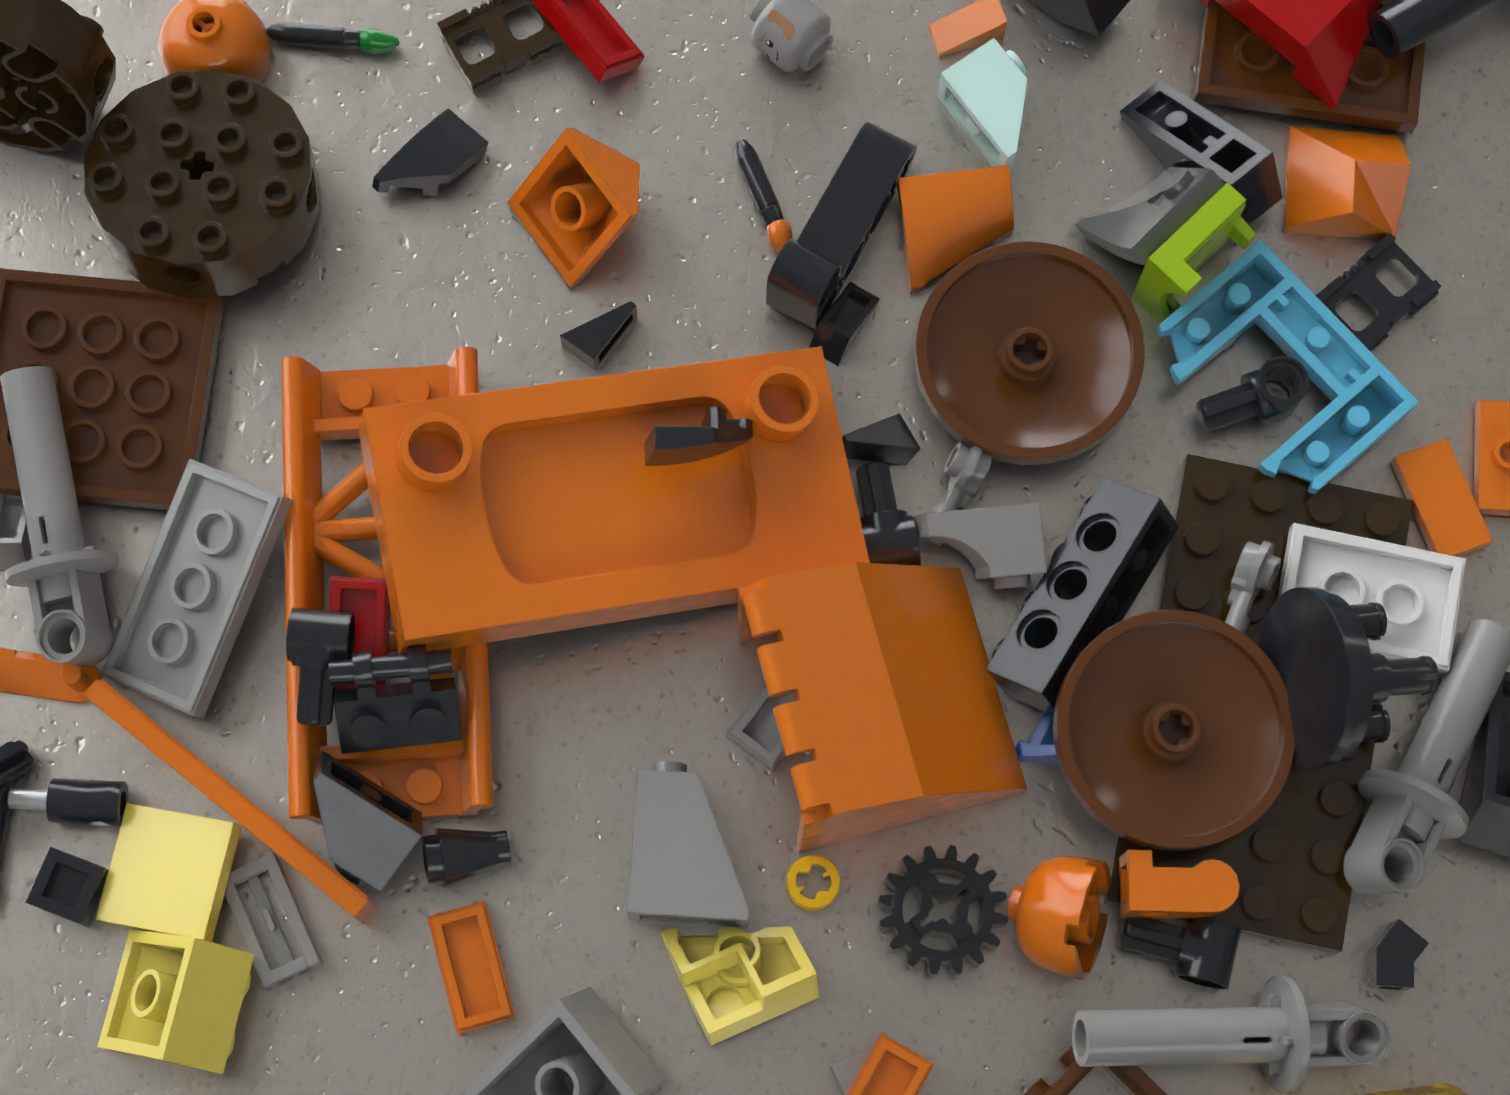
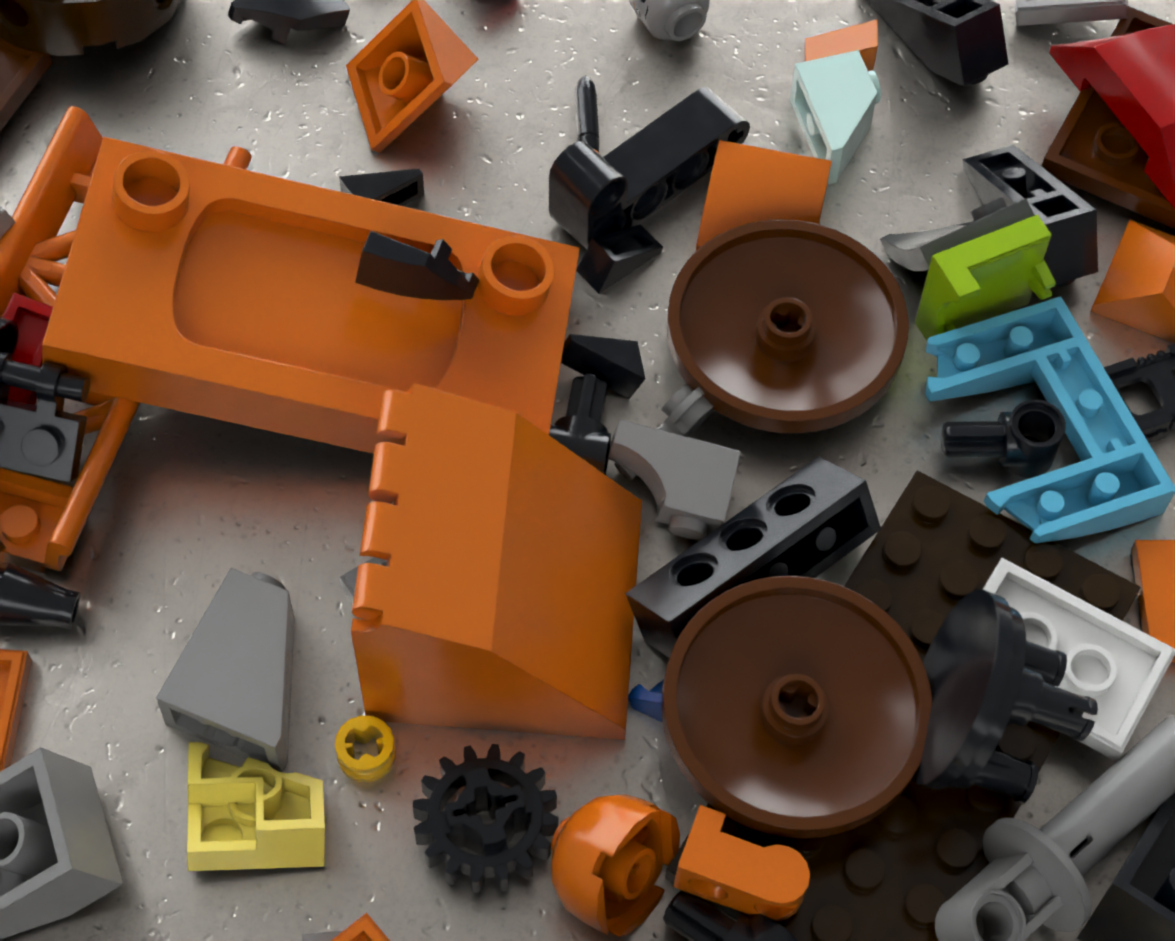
camera: 20 degrees right, 15 degrees down
(1254, 571) = (936, 593): light grey plate -> none

